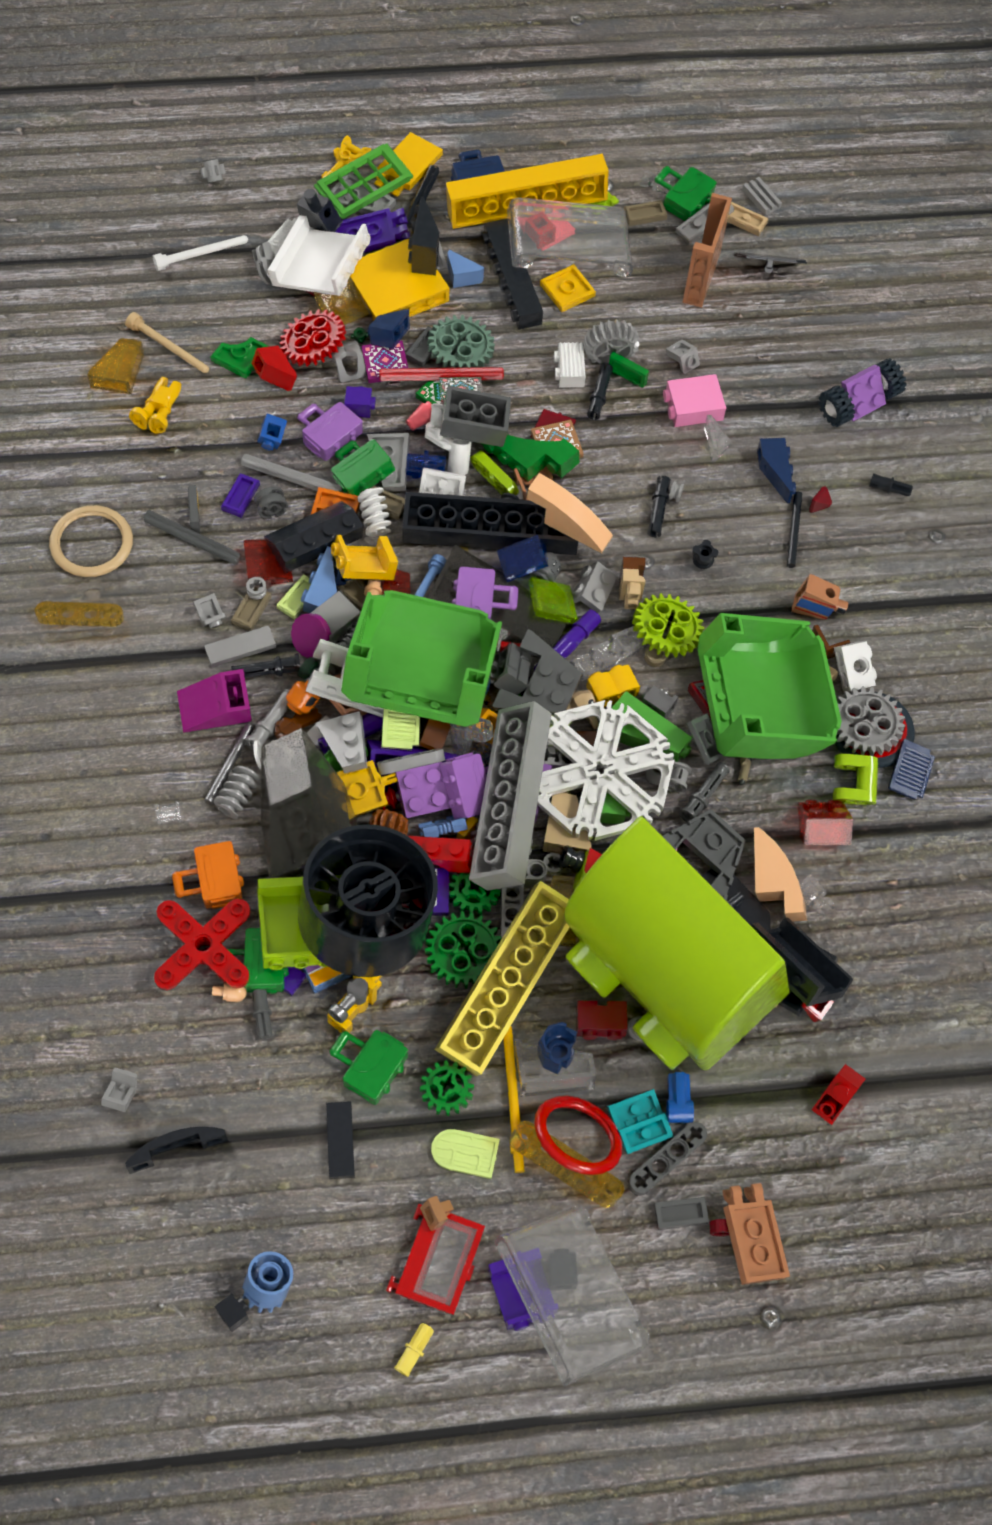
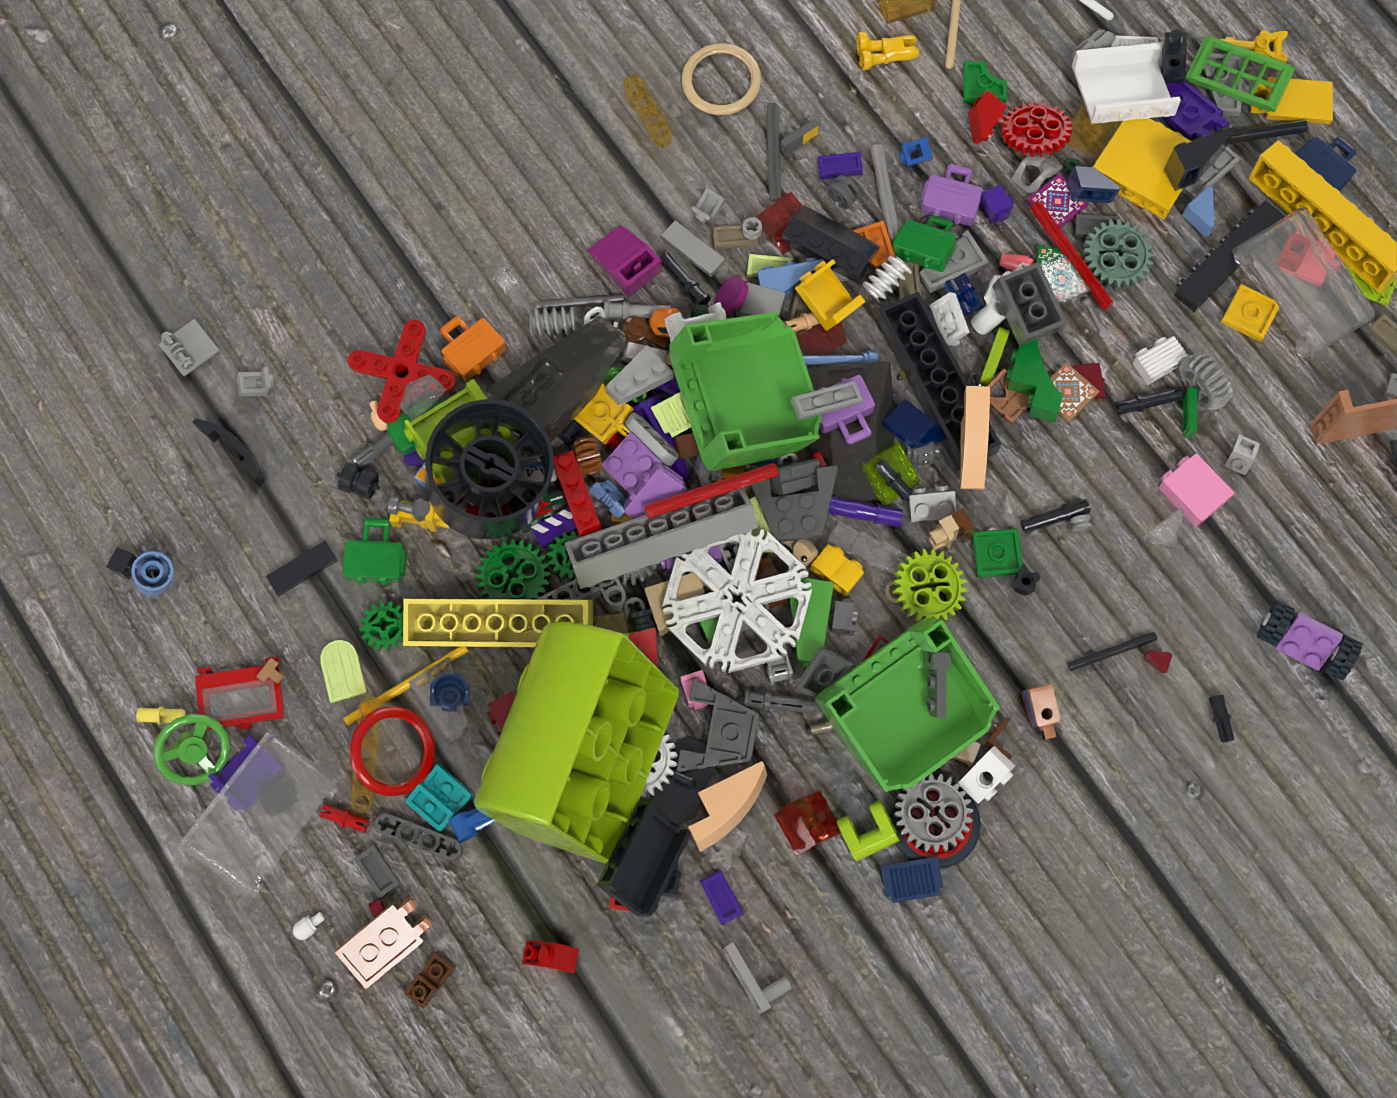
camera: 70 degrees right, 10 degrees up
(36, 1140) = (188, 347): none -> light grey hinge
(241, 936) = (420, 396): none -> clear slope
(282, 1044) = (355, 480): none -> black wheel
(464, 1329) = (191, 748): none -> bright green piece
(471, 599) = (826, 400): none -> light grey tile
(495, 733) = (711, 490): none -> red axle
(520, 392) = (1102, 332): none -> light grey hinge
(562, 598) = (893, 479): none -> black axle
(615, 1217) = (344, 818): none -> red pin
(666, 564) = (997, 553): none -> green tile
(702, 1303) = (307, 926): none -> white cylinder
(759, 659) = (936, 681): none -> dark grey plate
(774, 463) = (1174, 595): dark blue slope -> none
(808, 1214) = (430, 980): none -> reddish brown slope
(853, 927) = (721, 898): none -> dark purple tile
(946, 940) = (758, 997): none -> light grey piece

